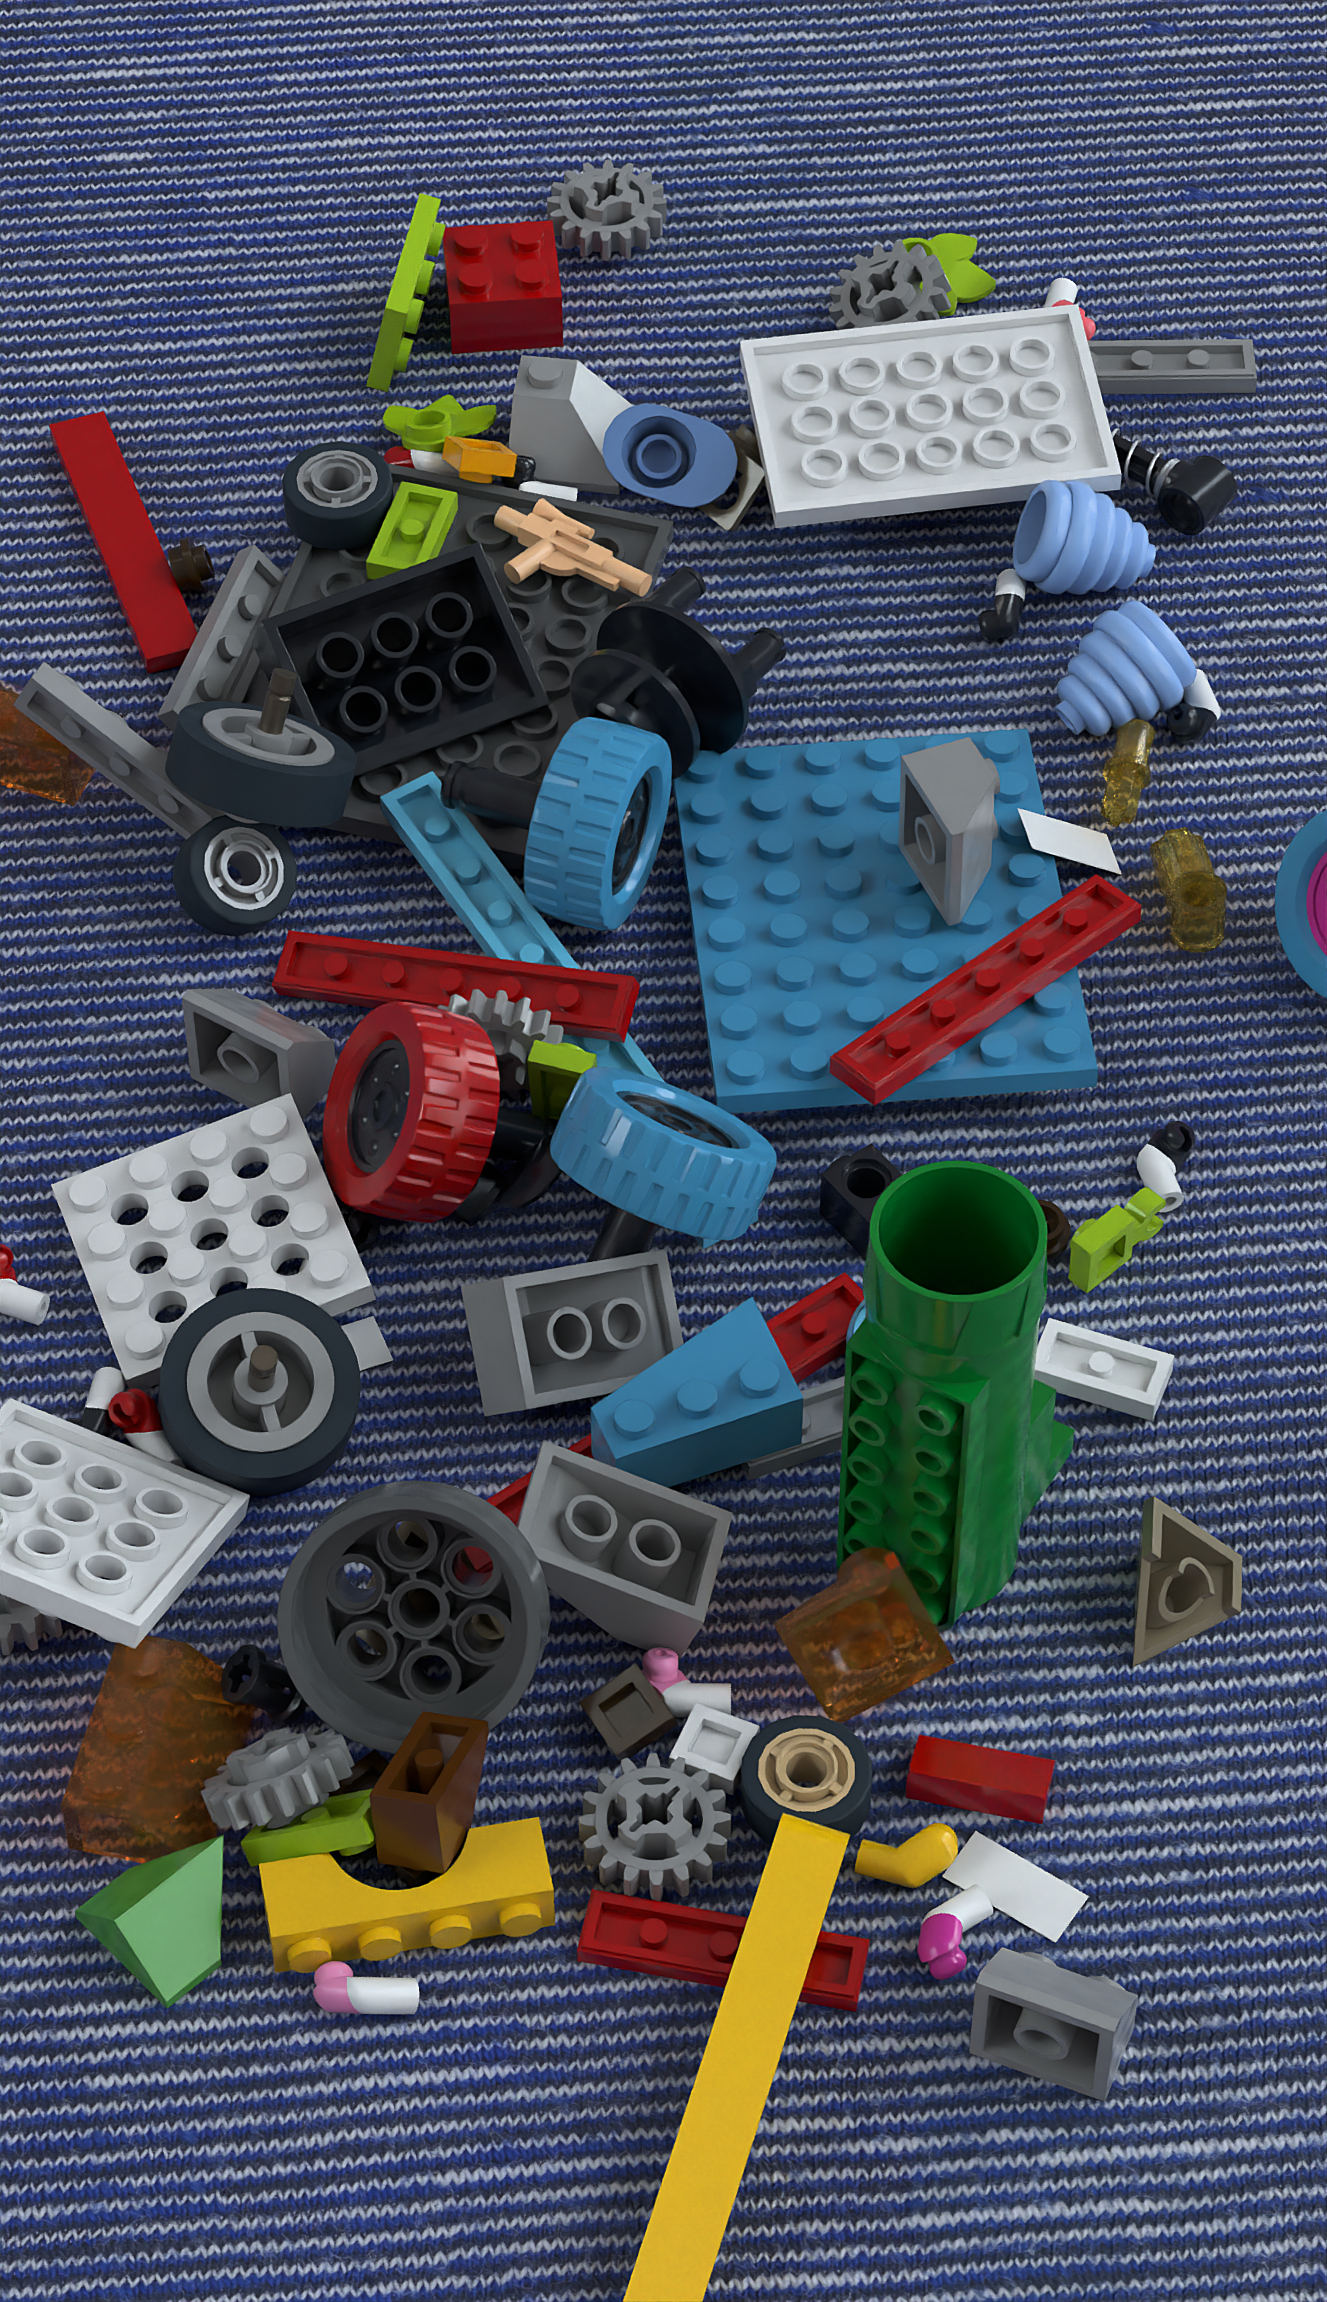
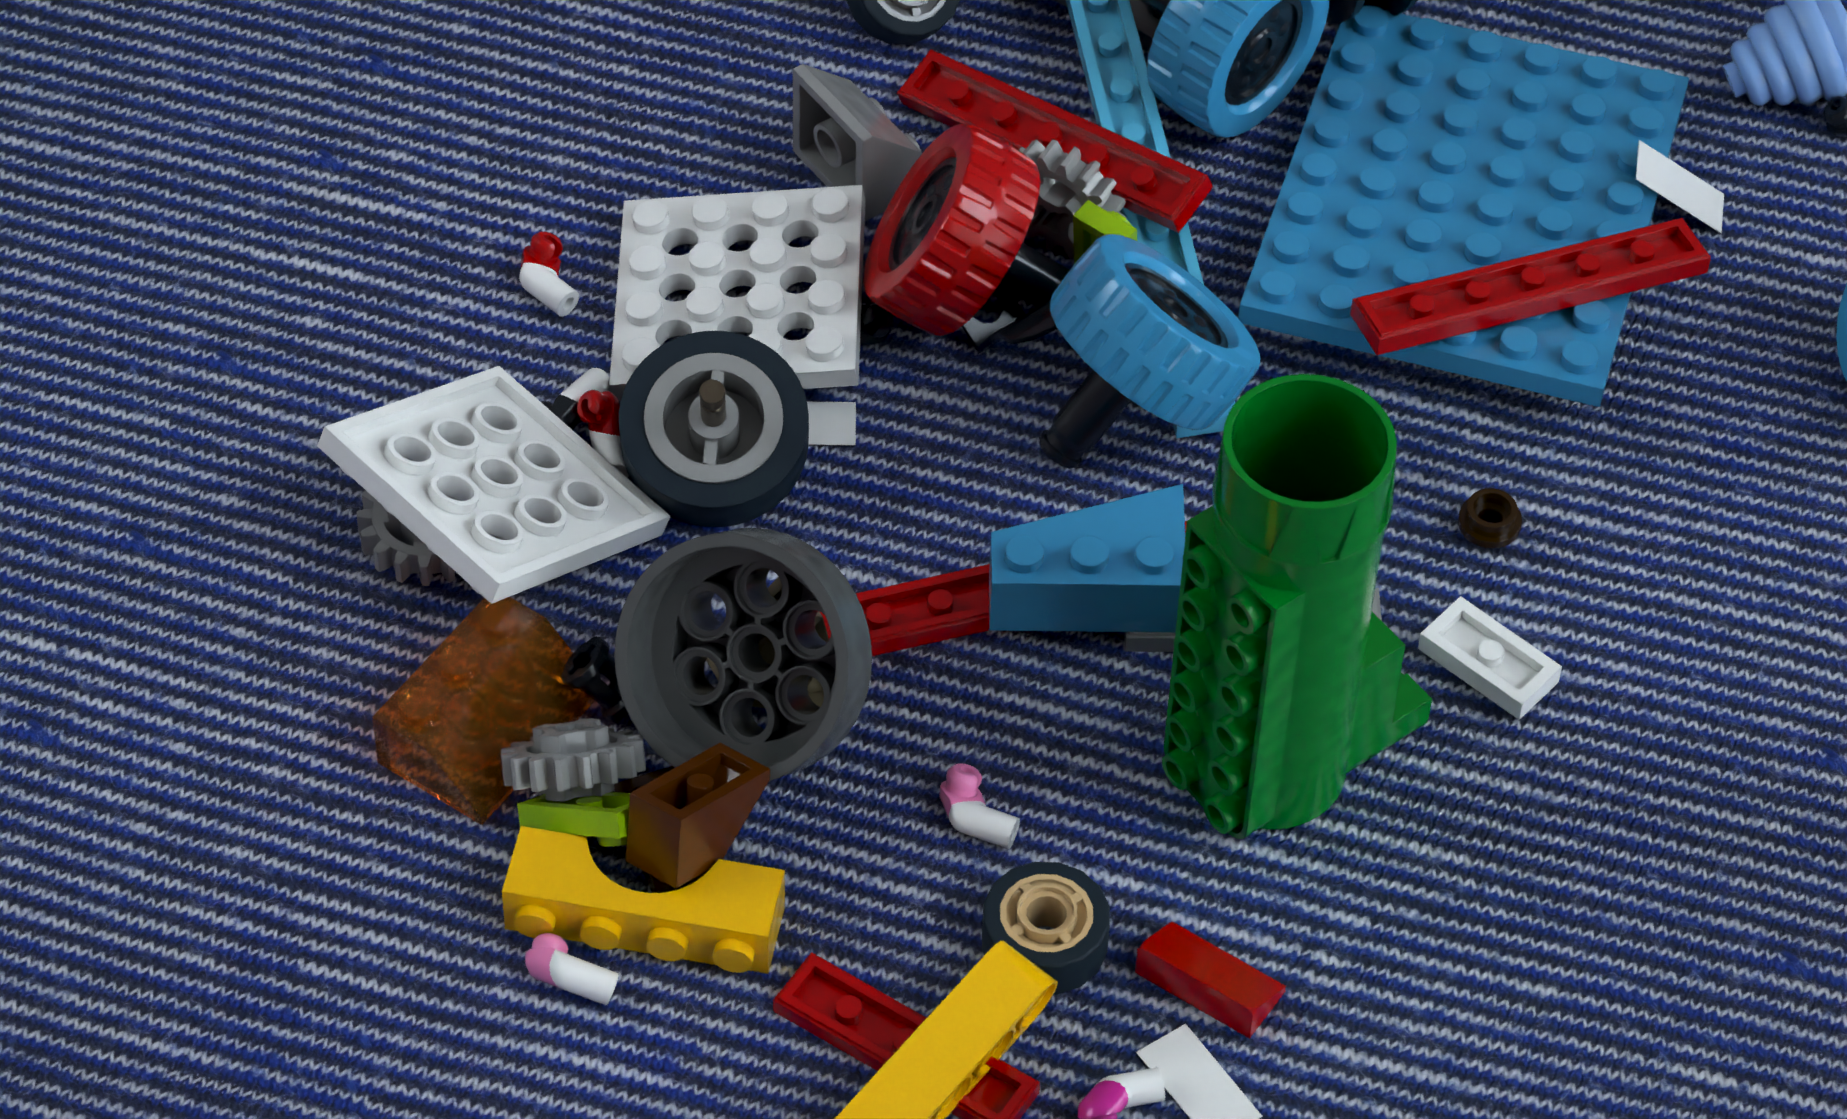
camera: 20 degrees right, 0 degrees up
(164, 1919) = (426, 849): bright green slope -> none
(570, 1330) = (1012, 461): light grey slope -> none
(623, 1547) = (964, 662): light grey slope -> none
(628, 1713) = (914, 812): dark brown plate -> none
(654, 1827) = (890, 917): light grey gear -> none
(716, 1744) = (972, 866): white plate -> none
(864, 1636) = (1150, 812): clear orange slope -> none
(913, 1861) = (1112, 1028): yellow arm -> none
(948, 822) = (1561, 128): light grey slope -> none
(1107, 1243) = (1549, 547): lime plate -> none
(1127, 772) = (1766, 143): clear yellow axle -> none
(1163, 1158) = (1635, 494): arm -> none
(1182, 1581) = (1473, 866): dark tan slope -> none
(1190, 890) = (1775, 265): clear yellow piece -> none

